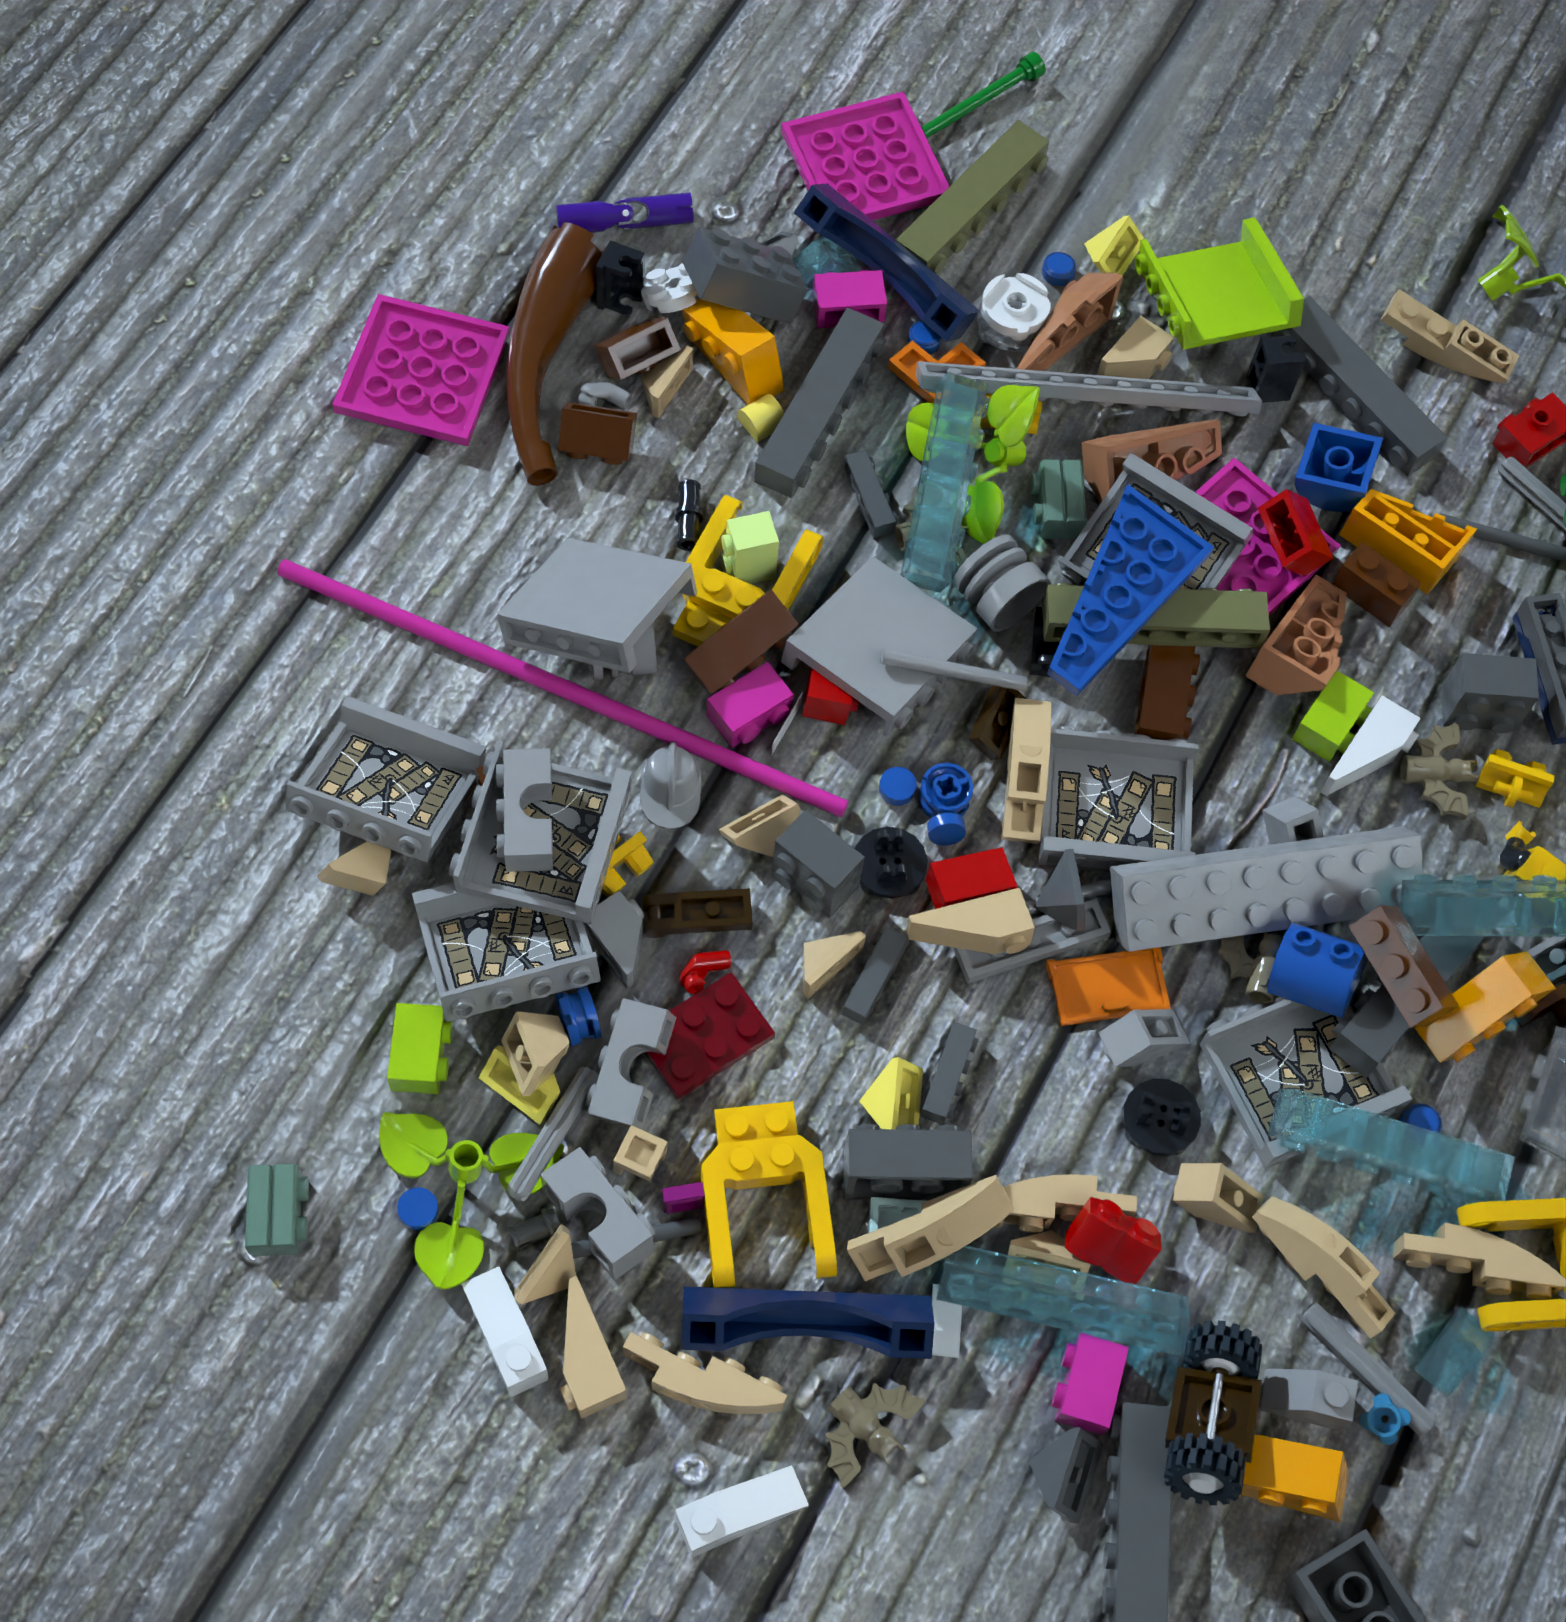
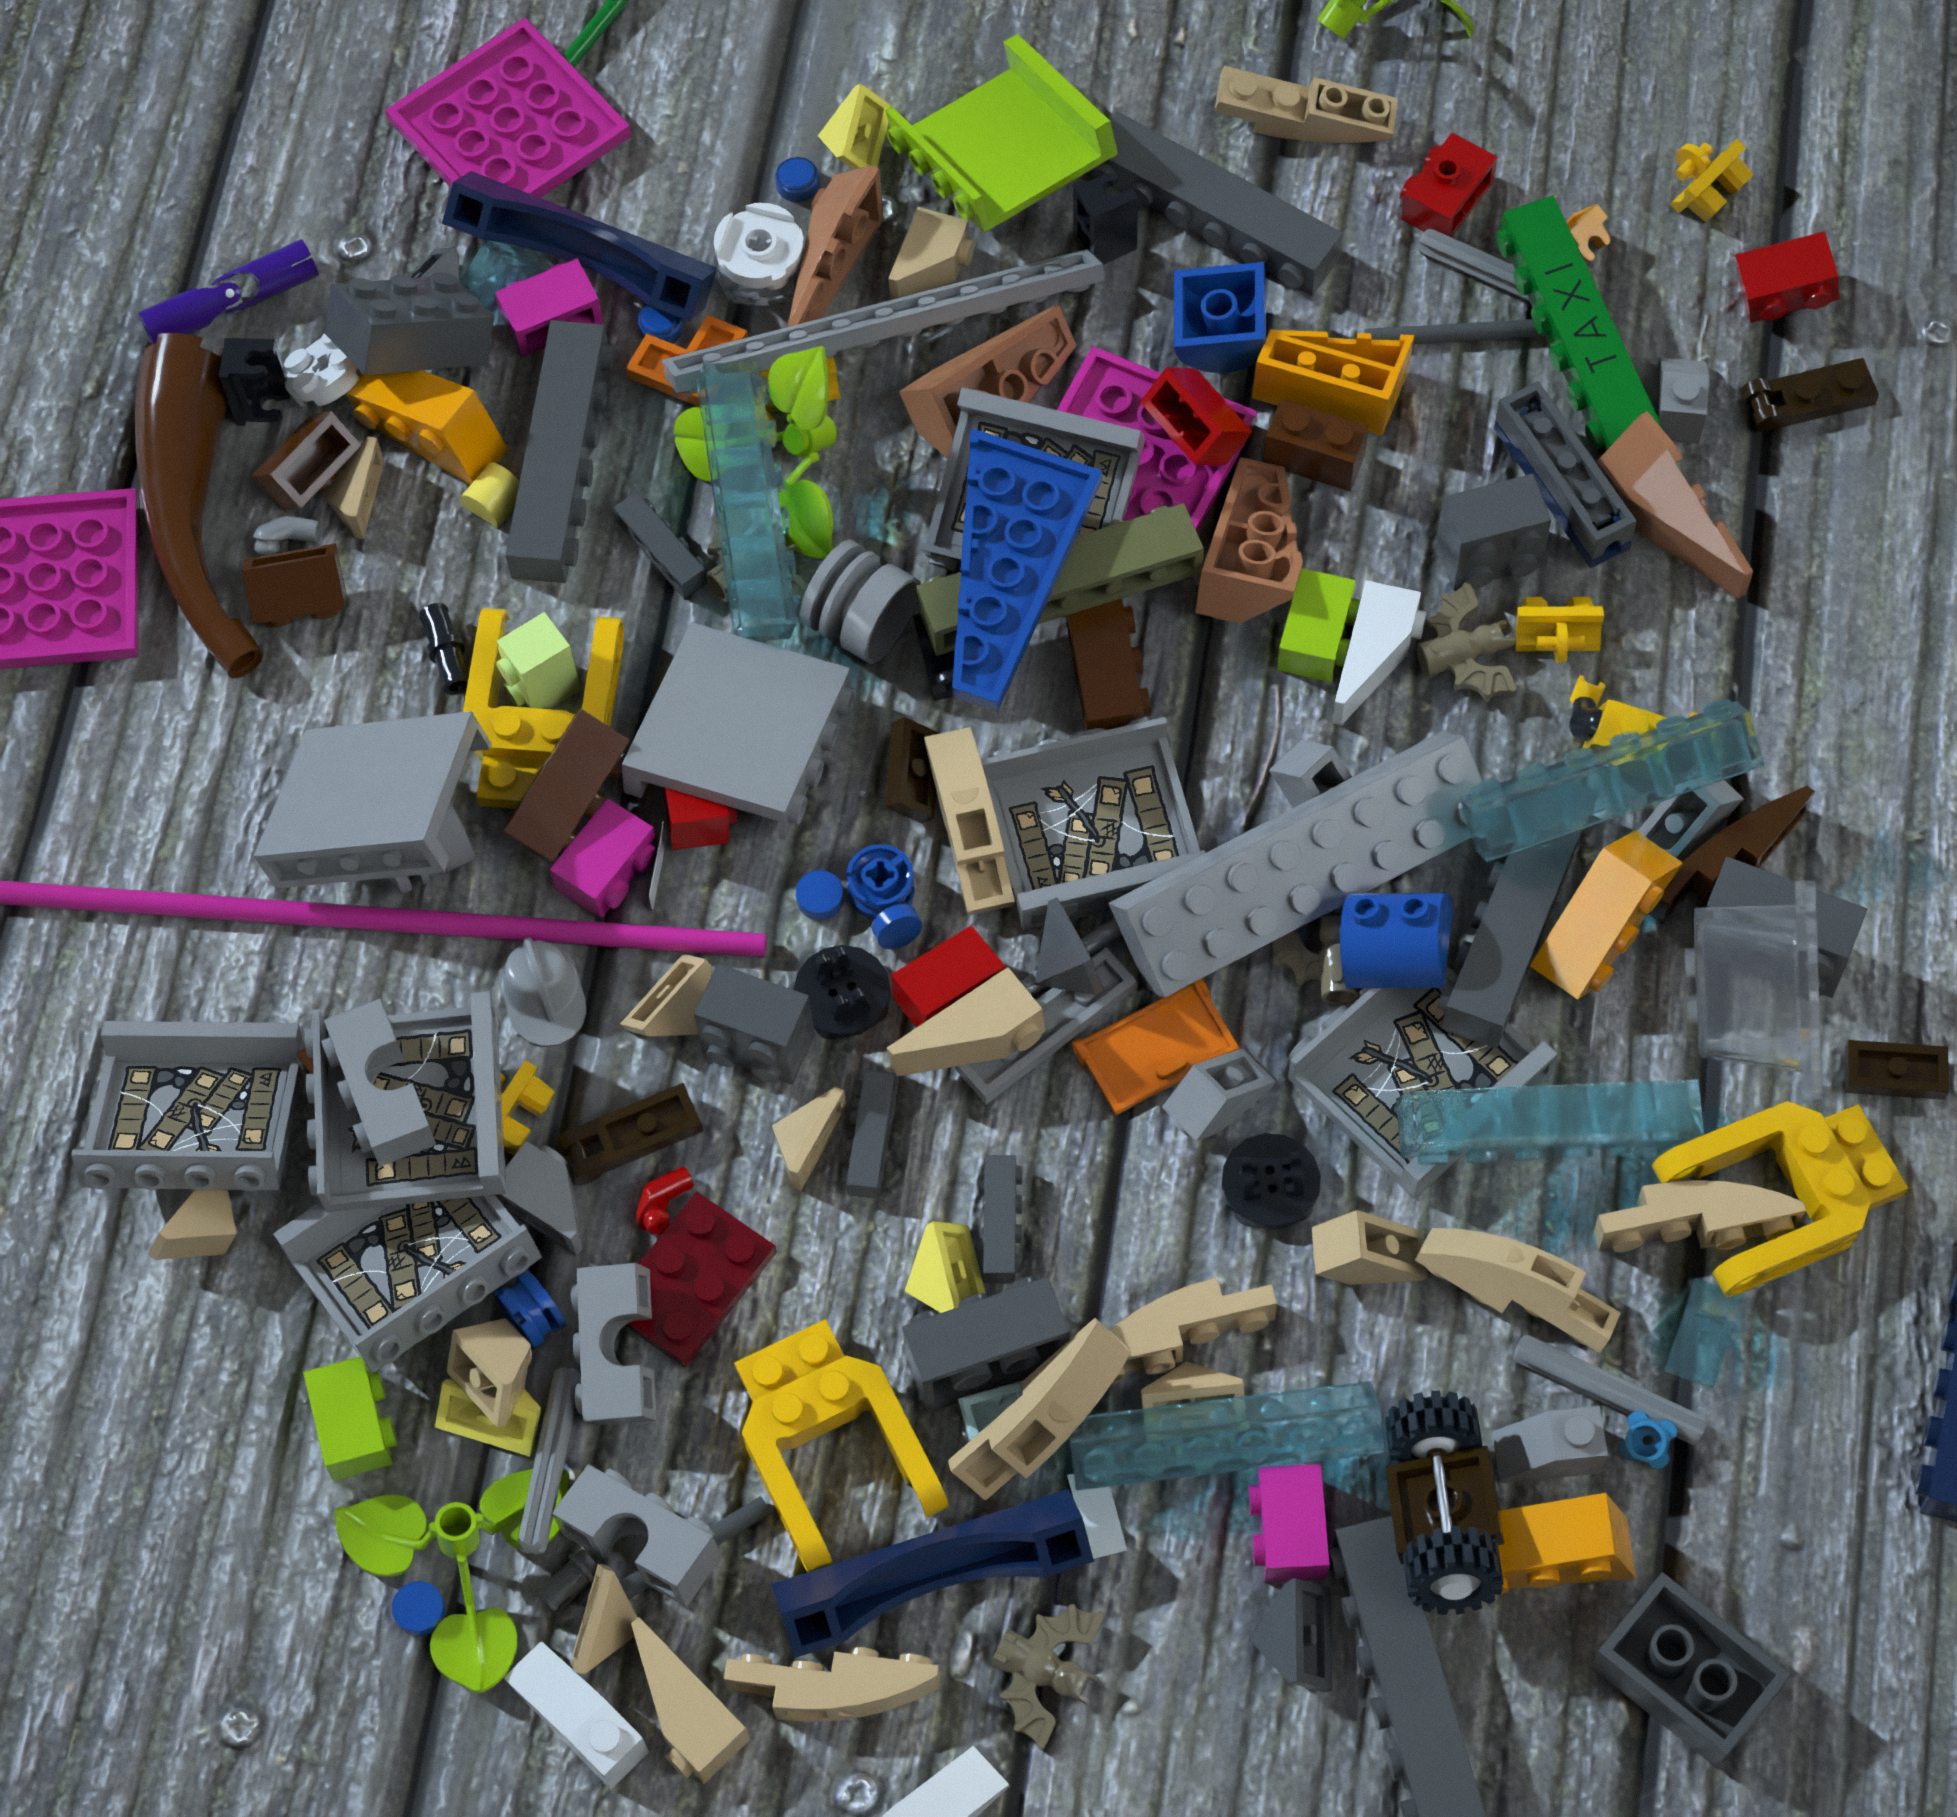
camera: 10 degrees left, 0 degrees up
(274, 1210) = (245, 1671): sand green brick -> none
(640, 1153) = (663, 1446): tan panel -> none
(683, 1198) = (733, 1480): magenta tile -> none
(953, 670) = (838, 730): light grey bar -> none
(976, 196) = (661, 123): olive brick -> none
(1060, 499) = (897, 470): sand green brick -> none
(1113, 1240) = (1261, 1346): red brick -> none
(1403, 966) = (1493, 900): brick -> none
(1423, 1117) = (1579, 1070): blue piece -> none

